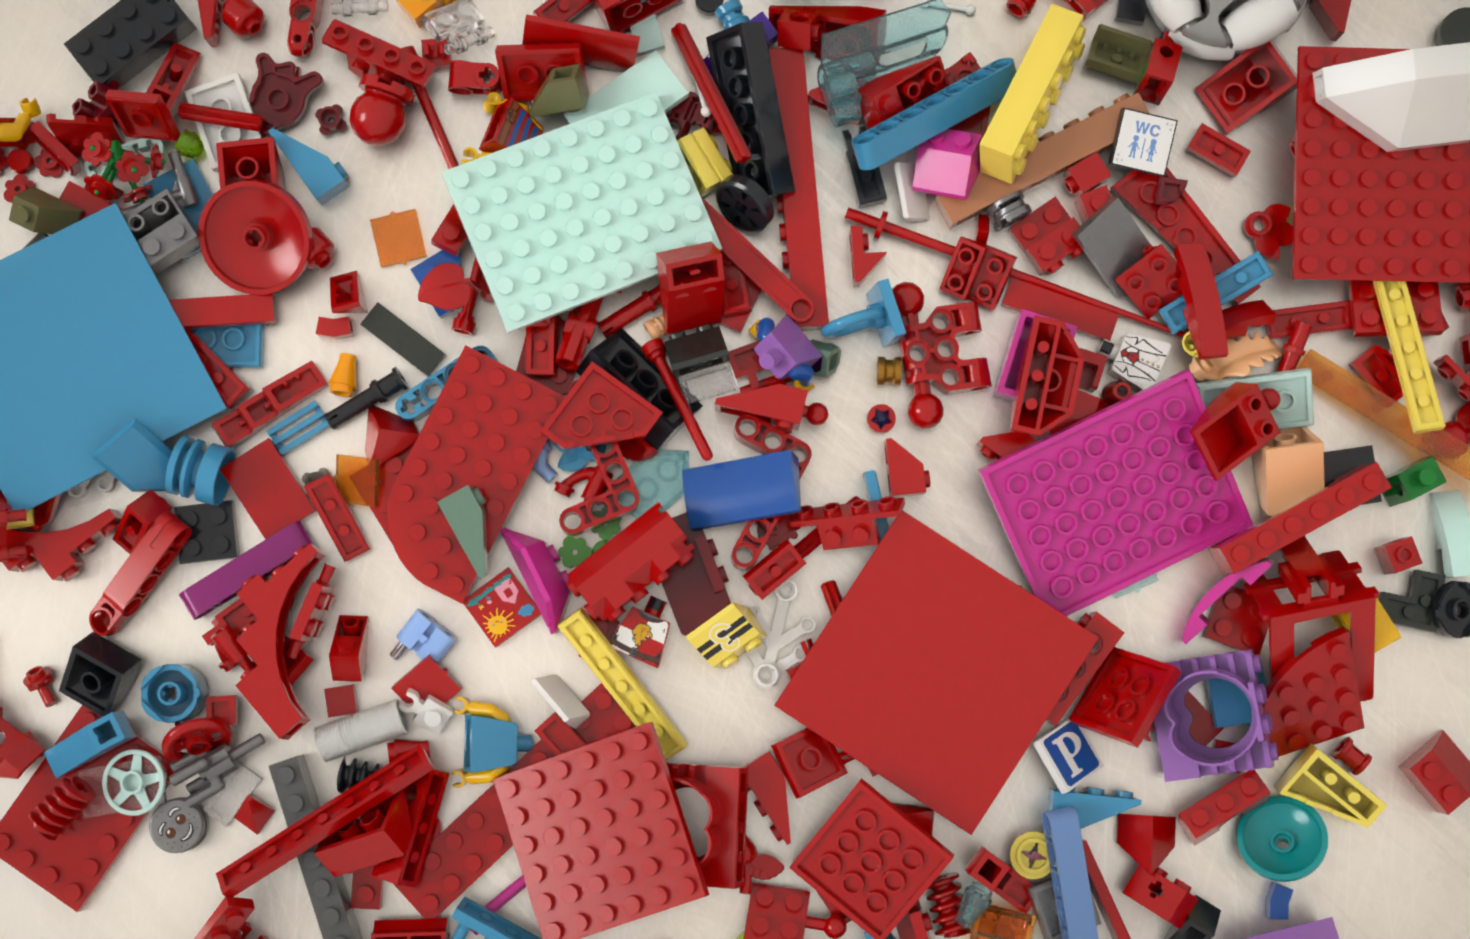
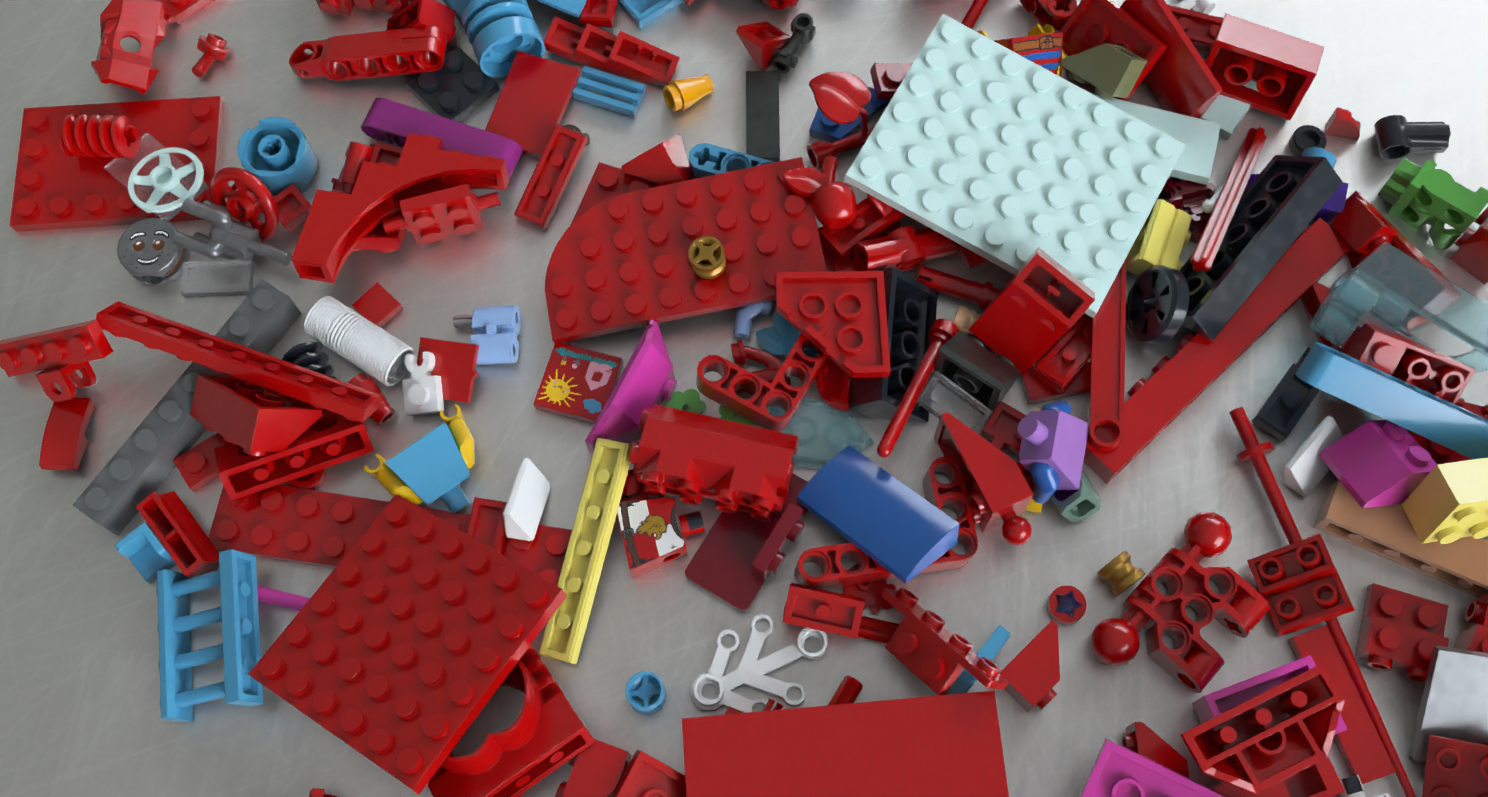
camera: 55 degrees right, 15 degrees down
(89, 743) = (181, 119): dark azure slope -> none
(99, 674) = (252, 86): black slope -> none
(254, 813) = (211, 308): red slope -> none
(334, 328) = (725, 55): red piece -> none
(349, 648) = (431, 275): red slope -> none
(358, 479) = (600, 167): clear orange piece -> none
(360, 261) = (802, 34): none -> pearl dark grey bar
(377, 392) = (695, 128): black pin -> none
(398, 238) = (851, 48): clear orange piece -> none
(468, 521) = (633, 280): sand green slope -> none
(488, 467) = (703, 250): none -> pearl gold wheel
(513, 352) = (830, 199): none -> red piece
(727, 636) = (717, 612): light yellow slope -> none
(736, 714) = (644, 686): none -> dark azure wheel
(862, 263) = (1206, 463): red slope -> none
(880, 314) = (1171, 517): dark azure tile -> none
(982, 228) = (1347, 555): red tile -> none
(1009, 210) = (1391, 566): flat silver wheel -> none

